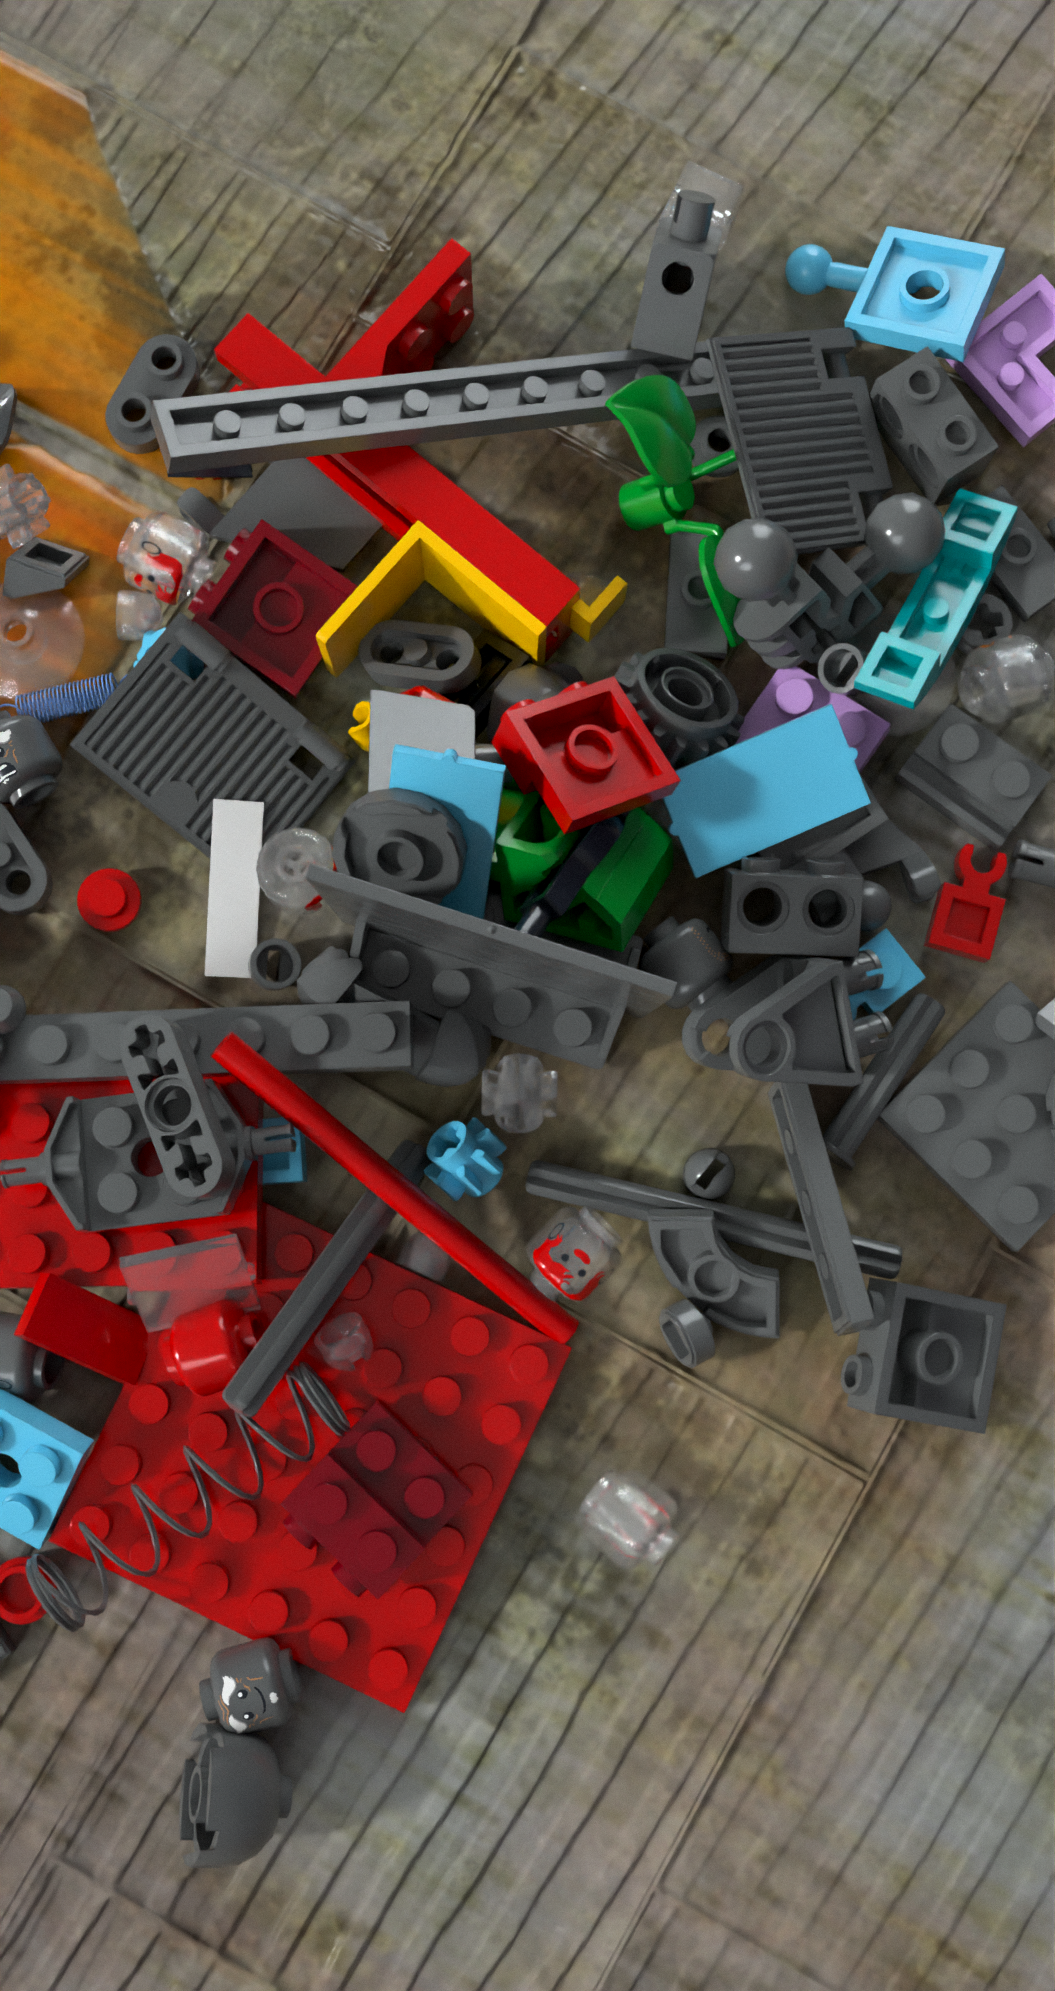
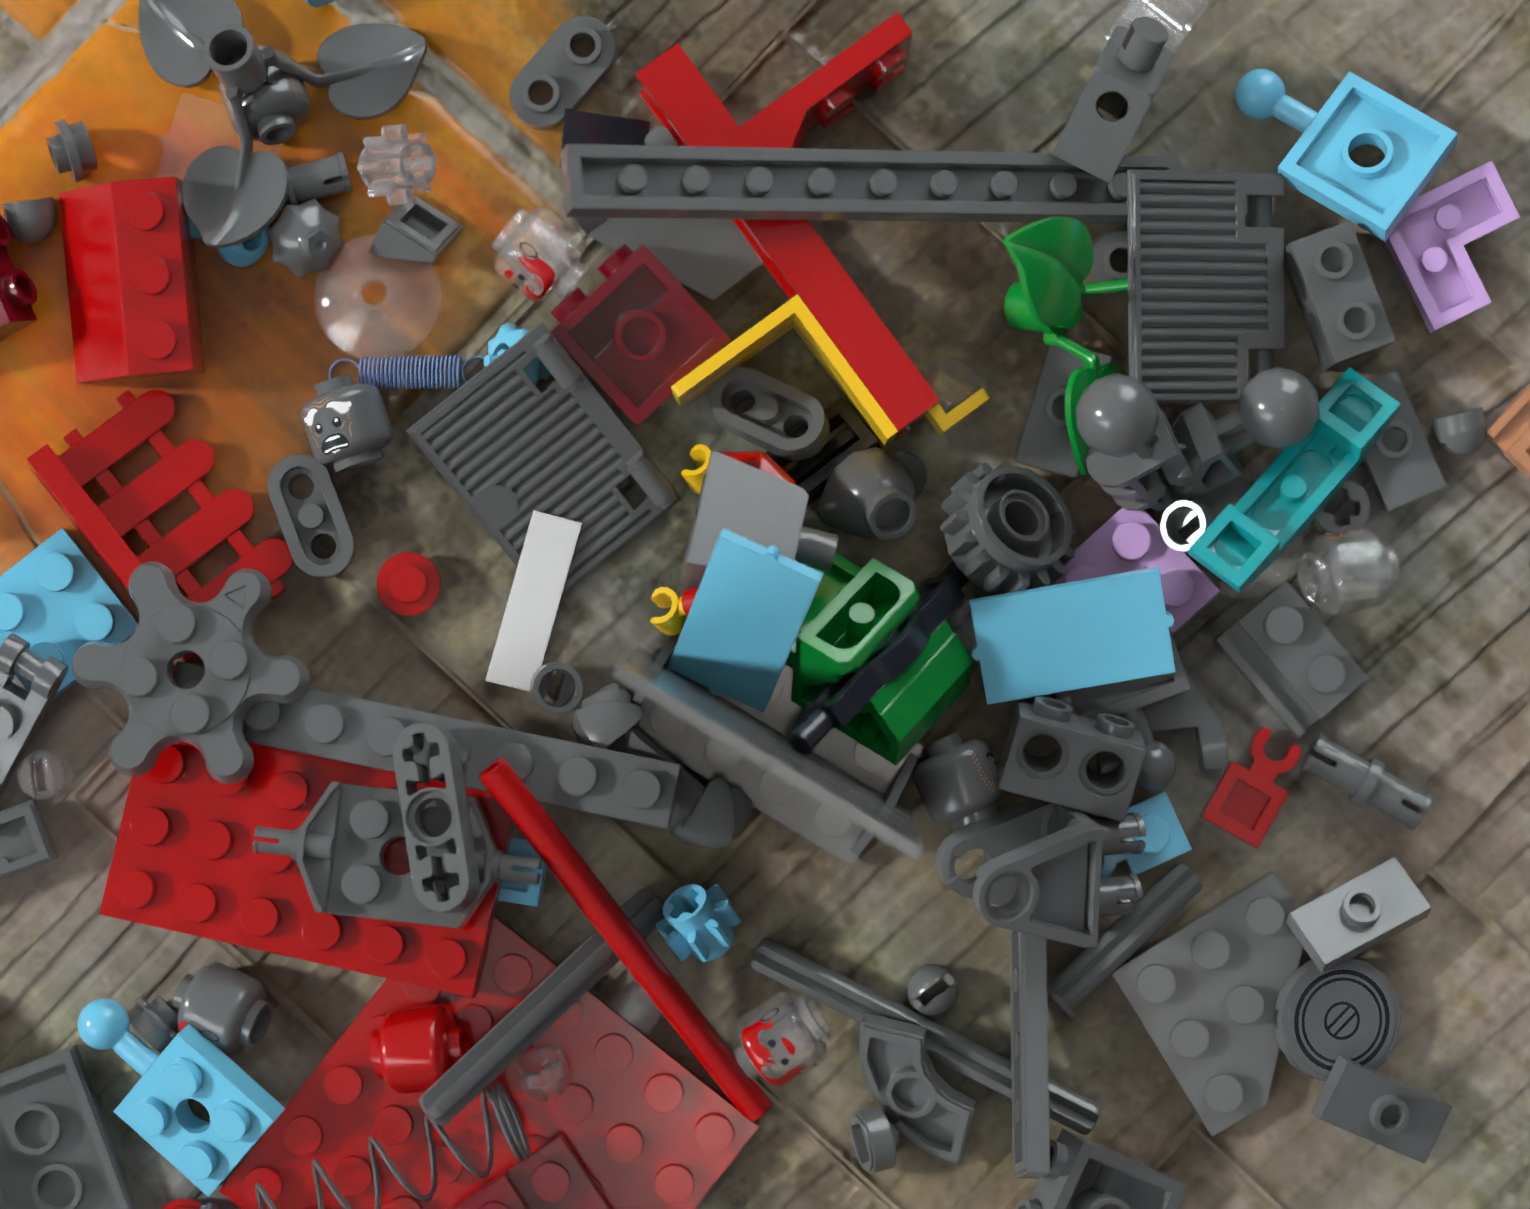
camera: 15 degrees right, 5 degrees up
(85, 1329) = (299, 1001): red tile -> none
(136, 615) = (498, 303): clear hinge -> none
(188, 1277) = (408, 979): clear piece -> none
(293, 850) = (600, 627): clear head -> none
(401, 844) = (704, 622): dark grey tile -> none
(519, 1093) = (766, 871): clear gear -> none
(584, 754) = (904, 568): red plate -> none

